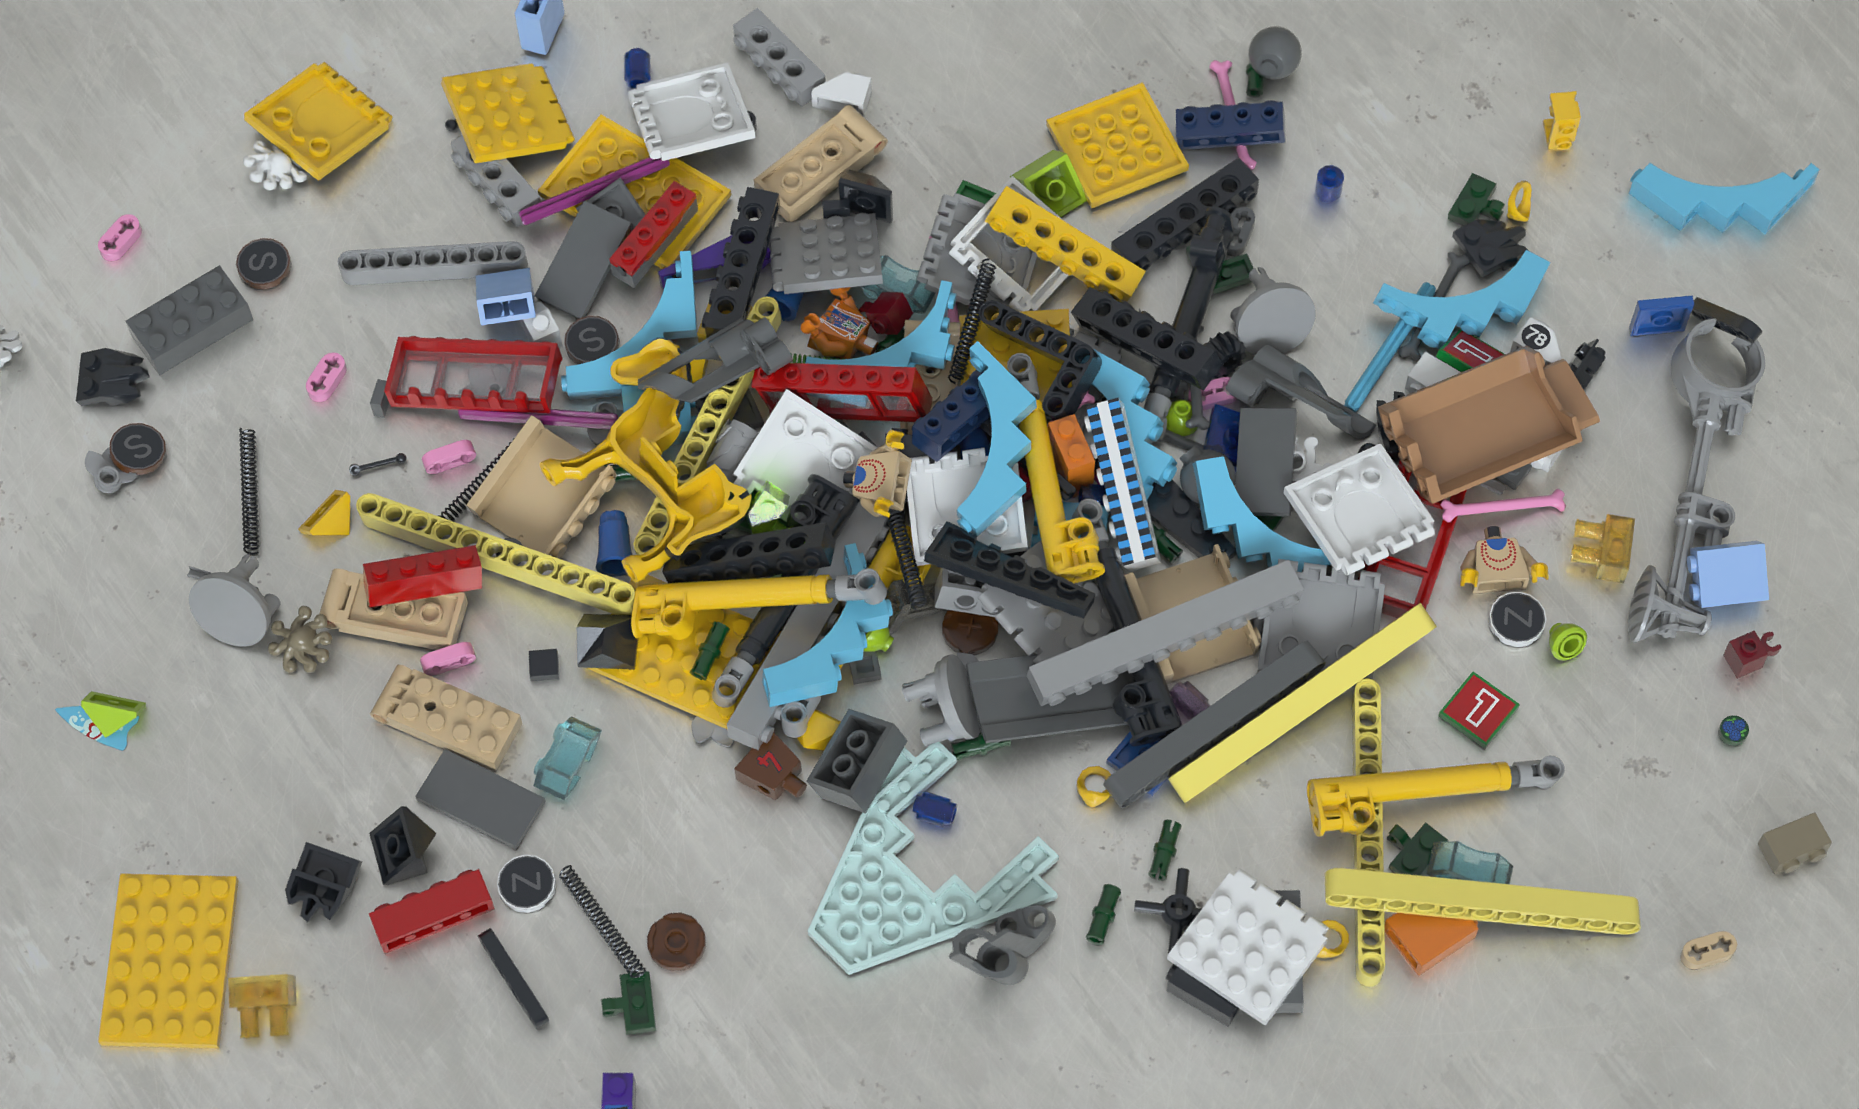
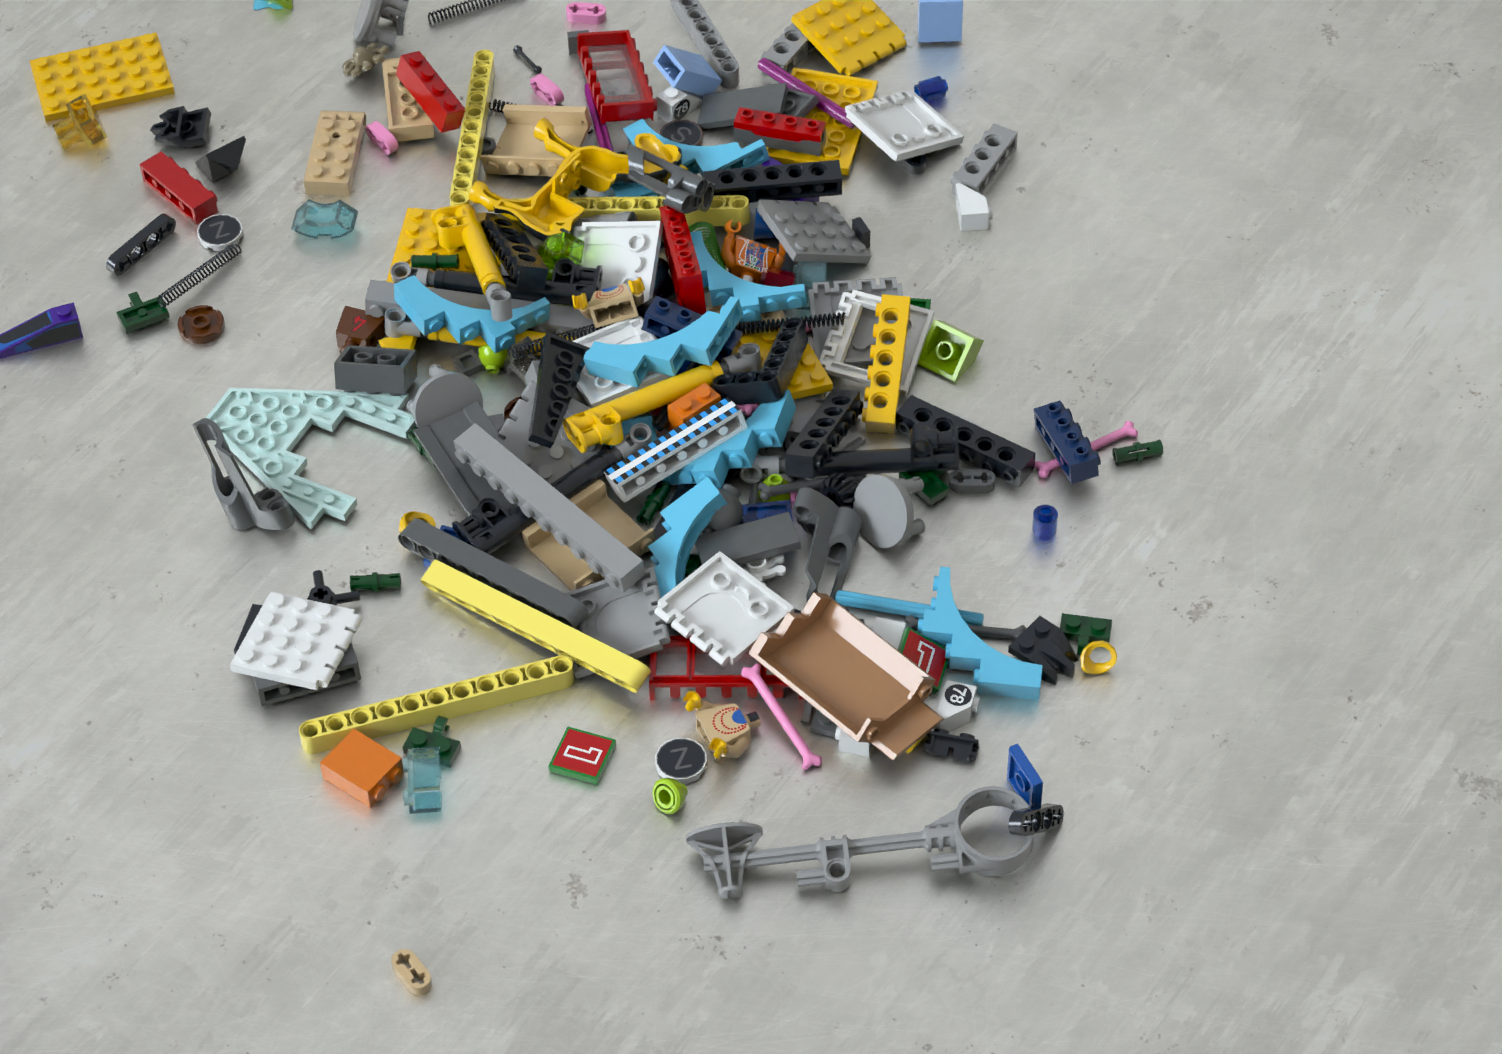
camera: 70 degrees right, 15 degrees down
(330, 517) = (467, 48): yellow slope -> none
(480, 799) = (278, 190): dark grey tile -> none
(543, 664) = (399, 190): black tile -> none
(606, 642) = (420, 204): black slope -> none
(613, 543) = (514, 189): blue plant -> none
(819, 161) = (898, 210): tan hinge -> none
(866, 195) = (883, 240): black slope -> none
(934, 809) = (358, 433): clear blue brick -> none
(1103, 914) = (304, 558): dark green pin -> none
(1117, 144) = (1012, 381): yellow plate -> none
(1188, 699) = (515, 555): clear purple brick -> none
(1274, 53) = (1154, 450): dark grey brick -> none
(1329, 953) = (331, 695): yellow piece -> none
(1337, 798) = (446, 661): yellow piece -> none
(1481, 901) = (389, 787): light yellow beam -> none
(1562, 128) = (1193, 659): yellow window -> none
(1615, 547) = (775, 806): clear yellow brick -> none
(1728, 574) = (781, 891): light blue brick -> none
(1733, 730) = (634, 942): tile -> none
(1749, 653) = (711, 930): dark red brick -> none
(1757, 203) = (1191, 834): medium azure arch -> none
(1795, 843) = (535, 1009): dark tan brick -> none

